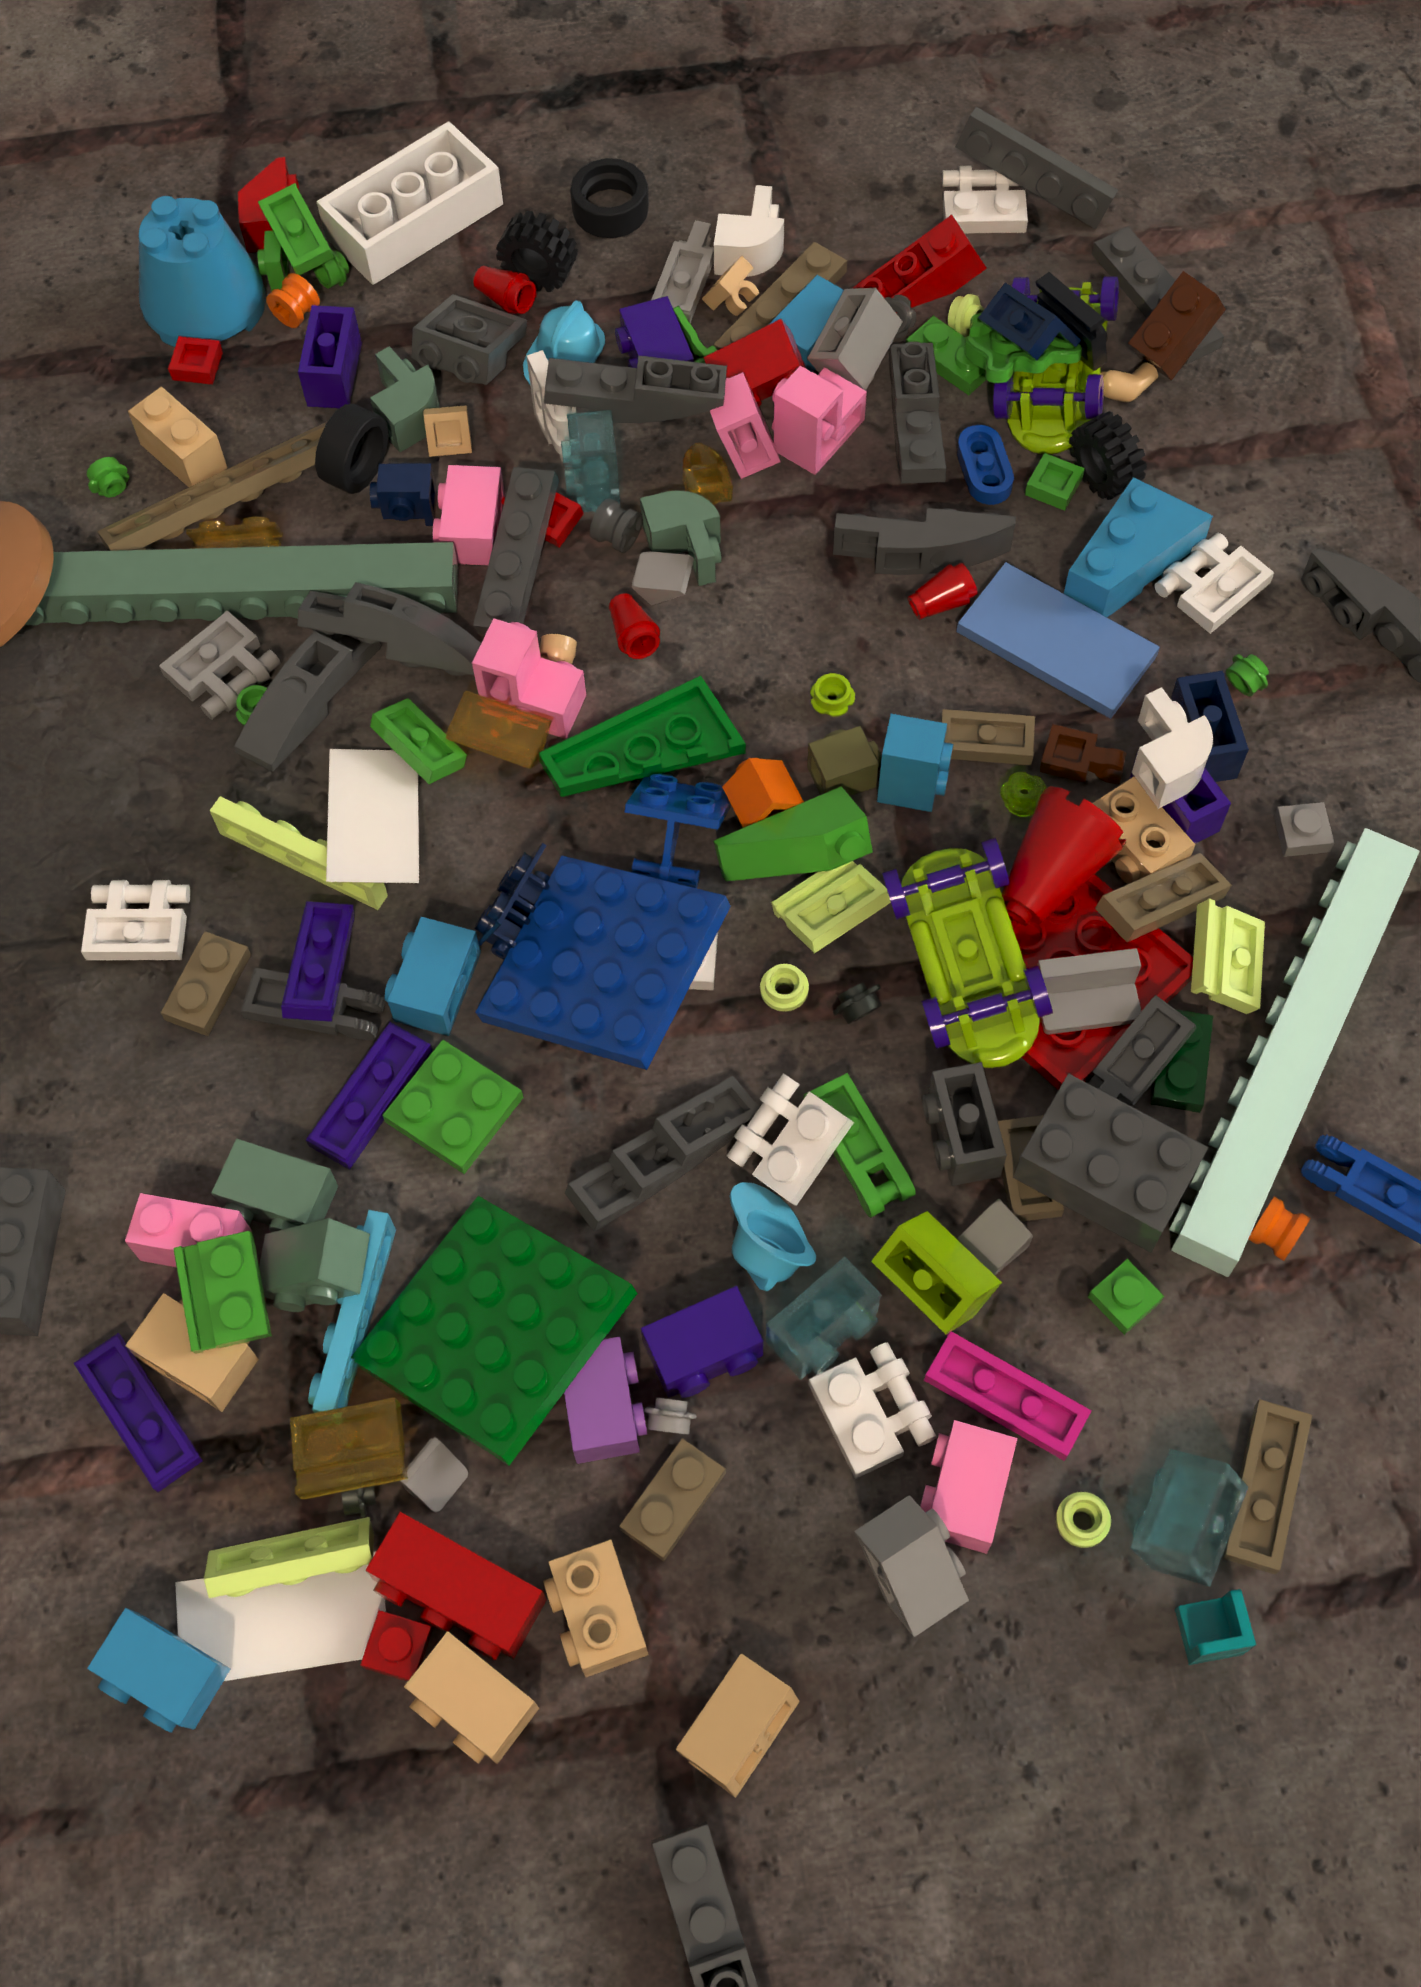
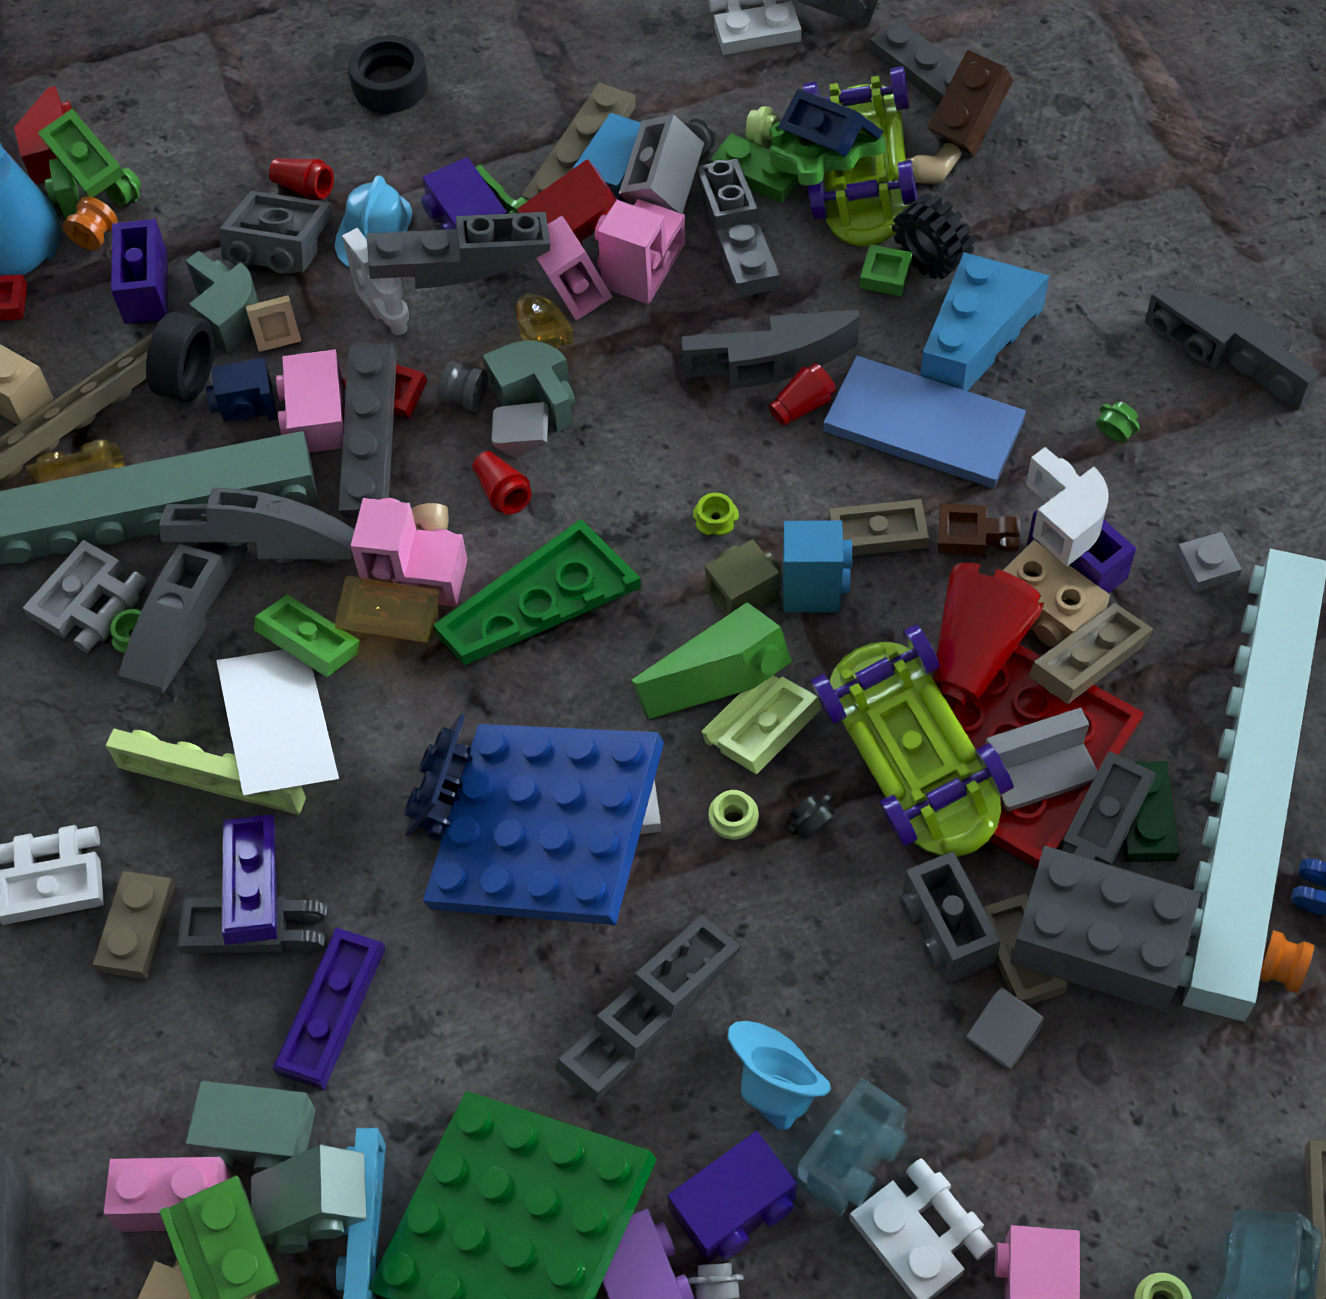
camera: 10 degrees left, 5 degrees down
(410, 202) = (190, 109): white brick -> none
(433, 975) = (371, 871): dark azure brick -> none
(453, 1106) = (419, 1002): bright green plate -> none
(537, 250) = (333, 120): black tyre -> none
(593, 459) = (426, 325): clear light blue brick -> none
(678, 803) = (587, 649): blue plate -> none
(687, 270) = (480, 129): light grey hinge -> none
(731, 285) = (526, 137): tan tile -> none
(754, 237) = (535, 94): white brick -> none
(761, 790) = (666, 621): orange brick -> none
(800, 1148) = (788, 974): white plate -> none
(865, 1149) = (845, 959): bright green plate -> none
(929, 267) = (717, 87): red slope -> none
(936, 1272) = (955, 1075): lime brick -> none
(988, 467) = (818, 274): blue plate -> none
(1007, 1395) = (1056, 1189): dark pink plate -> none
(1019, 803) = (927, 587): clear neon green plate -> none
(1077, 317) = (876, 108): black plate -> none
(1125, 1296) = (1149, 1062): bright green plate -> none
(1210, 696) = (1090, 448): dark blue brick -> none
(1220, 592) = (1074, 344): white plate -> none
(1228, 956) = (1168, 700): yellowish green plate -> none

